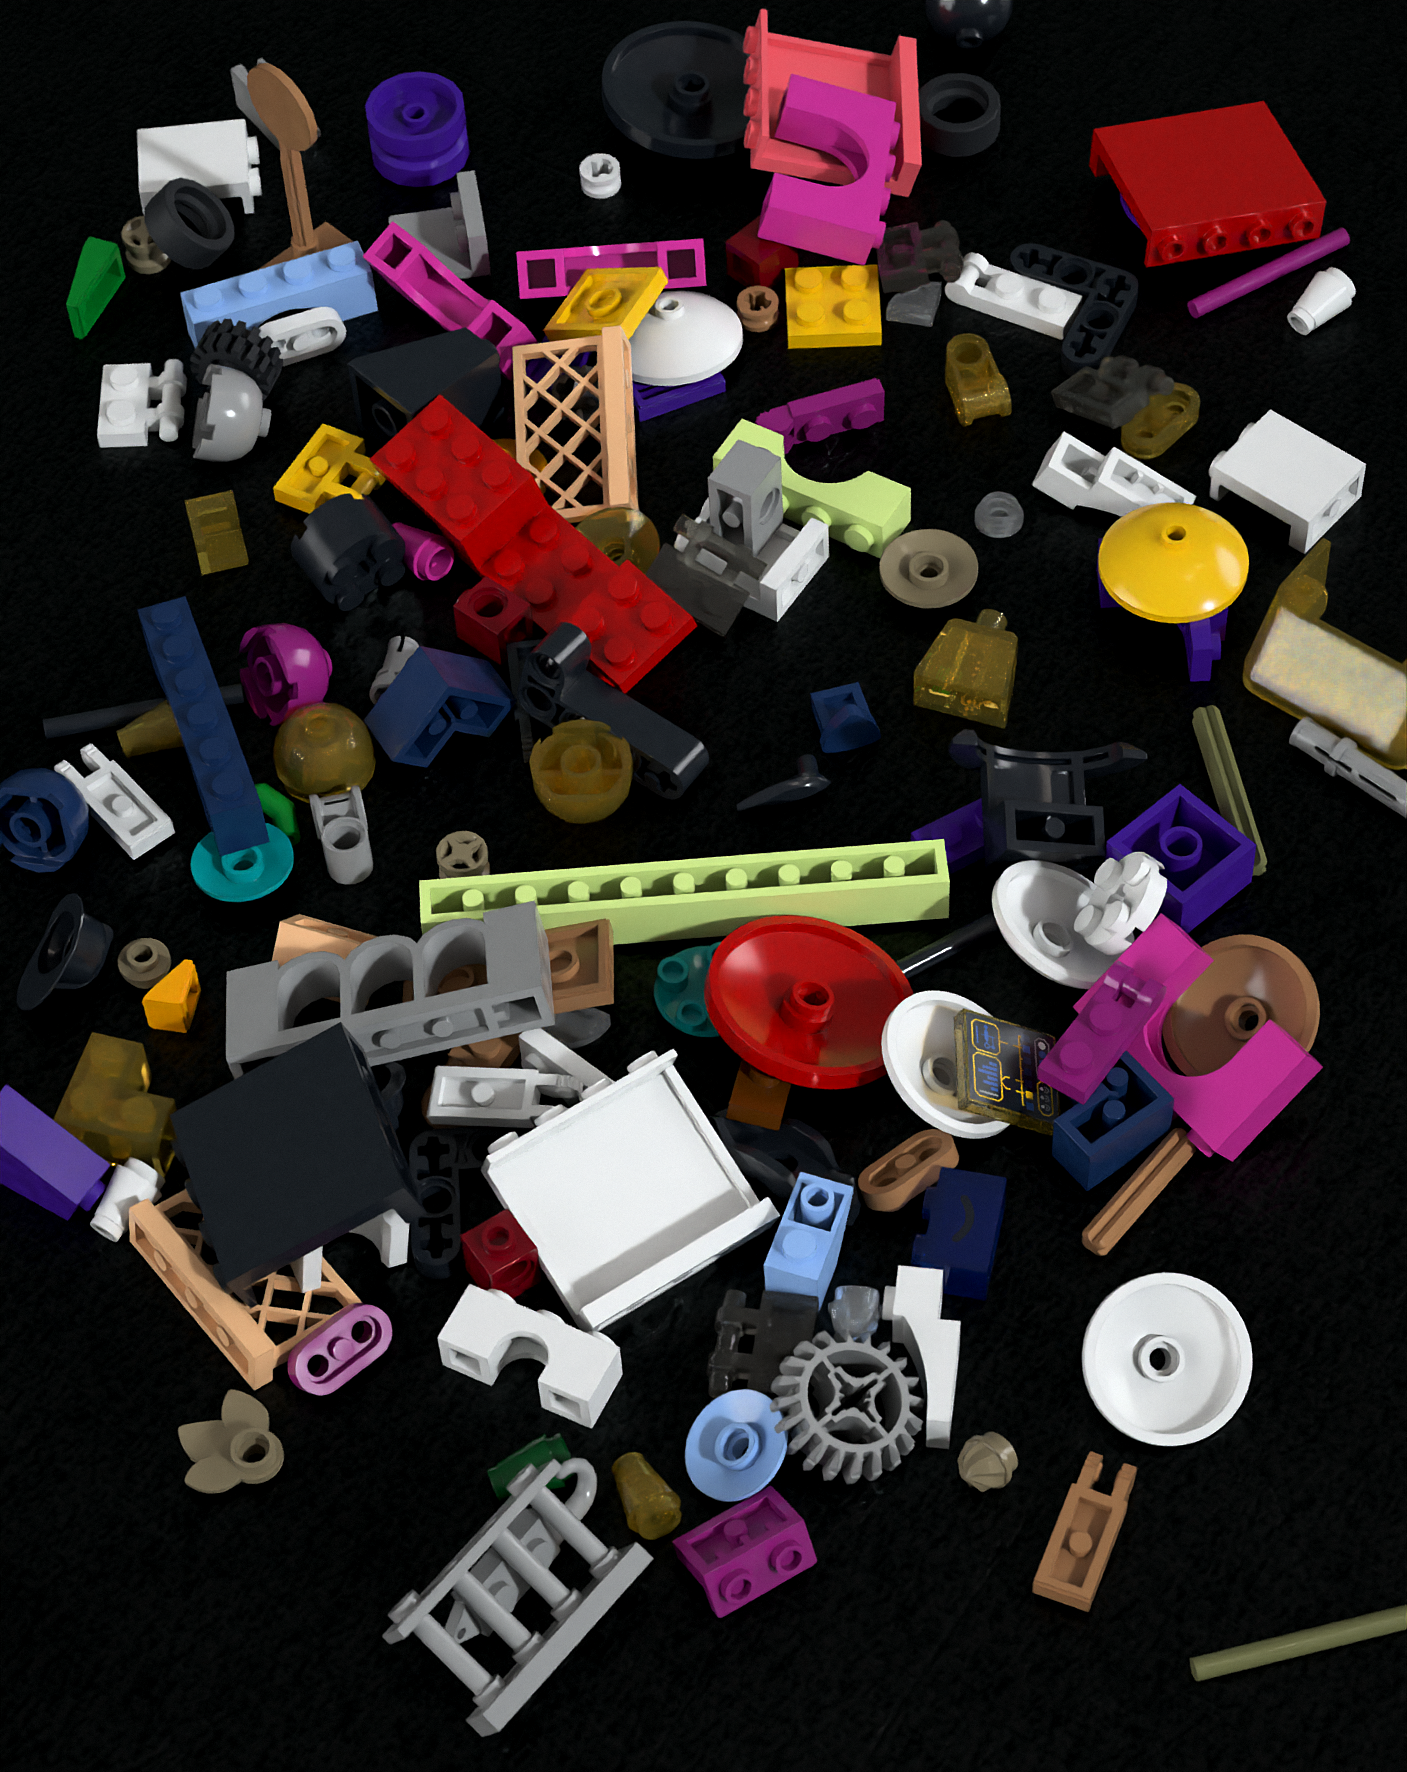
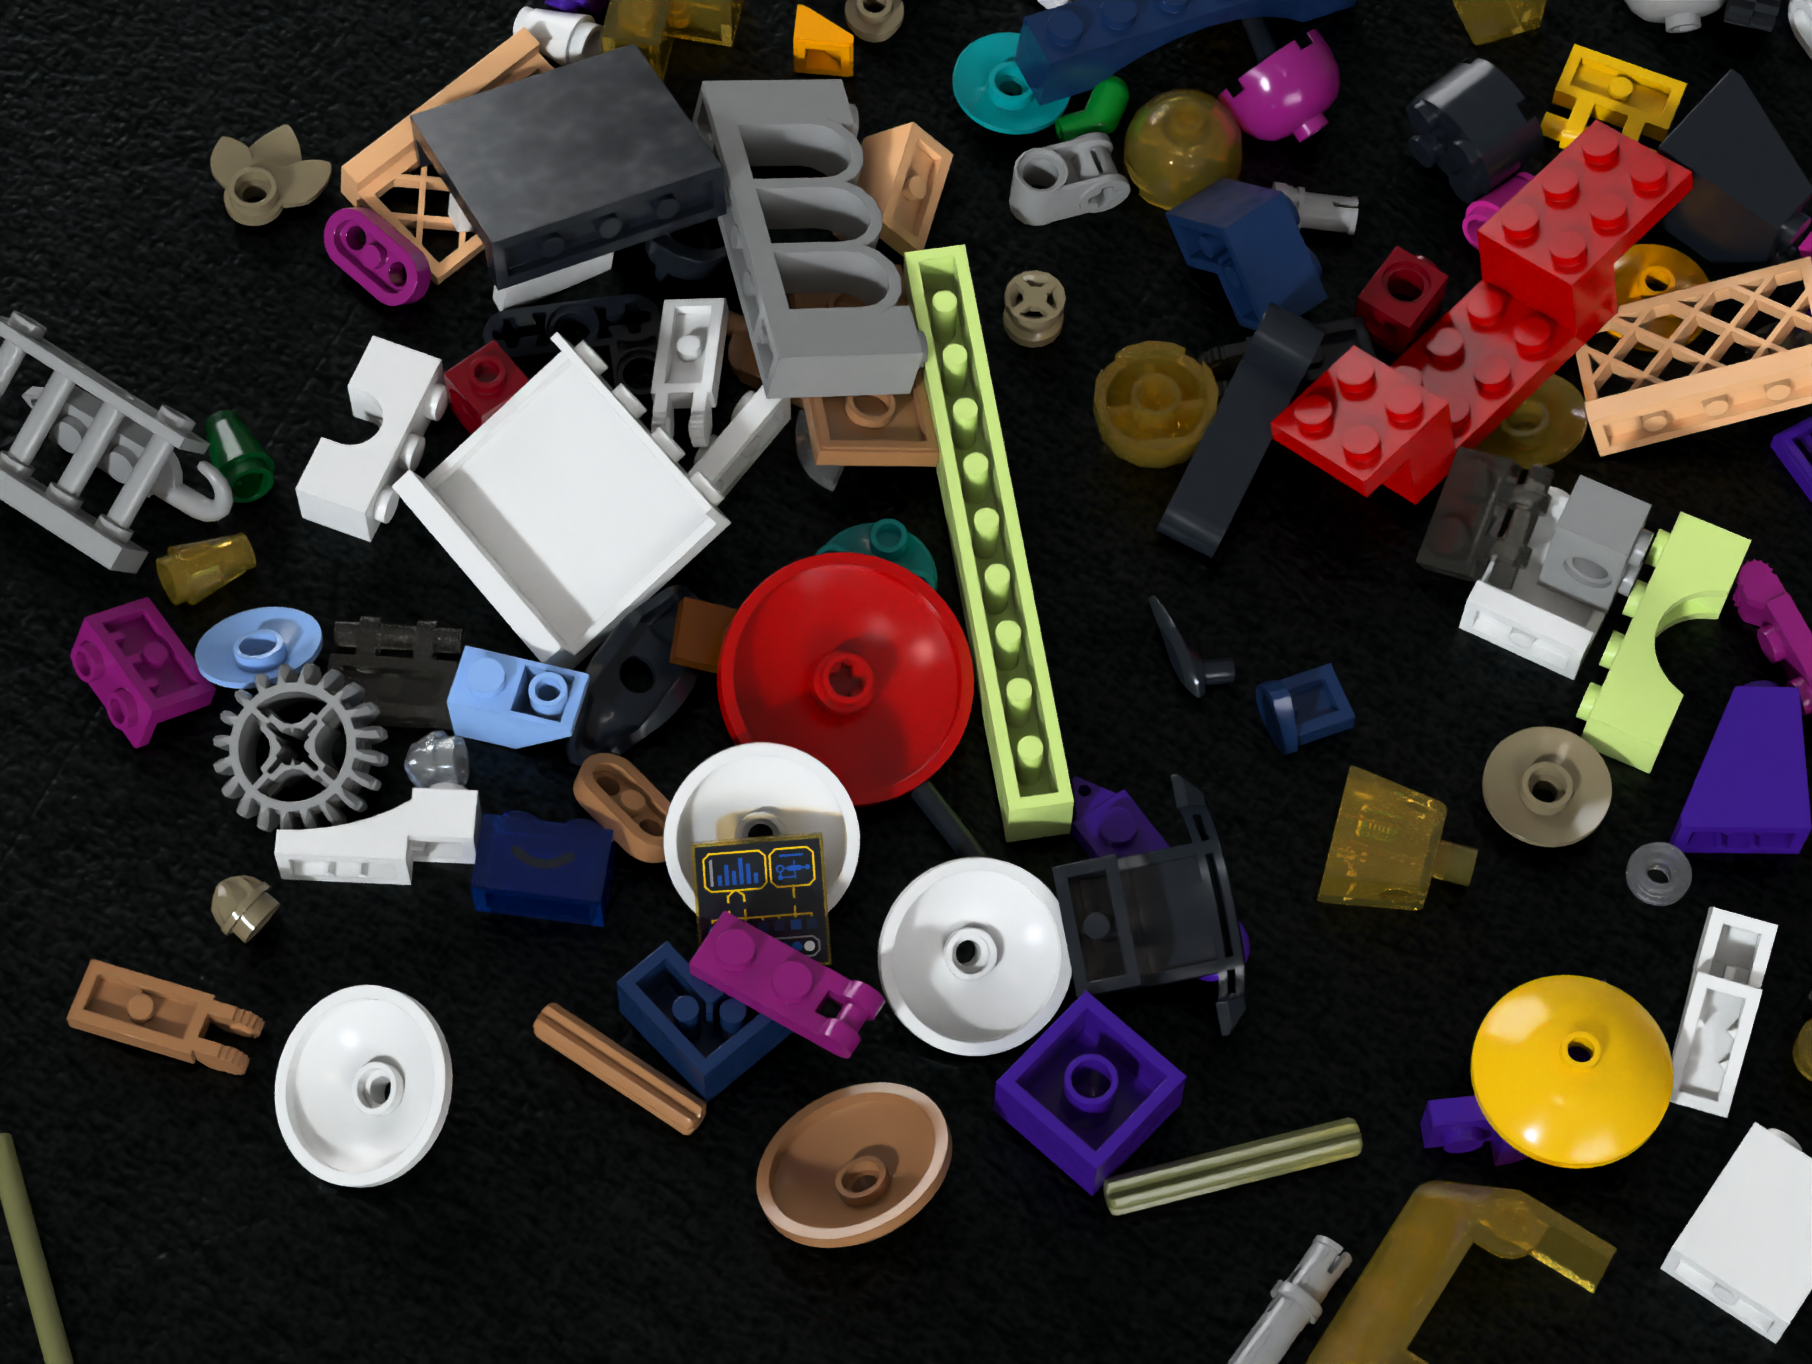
camera: 80 degrees right, 10 degrees up
(925, 450) = (1752, 779): none -> dark purple slope
(1124, 898) = (978, 1006): white plate -> none
(1245, 1094) = (725, 1138): dark pink arch -> none

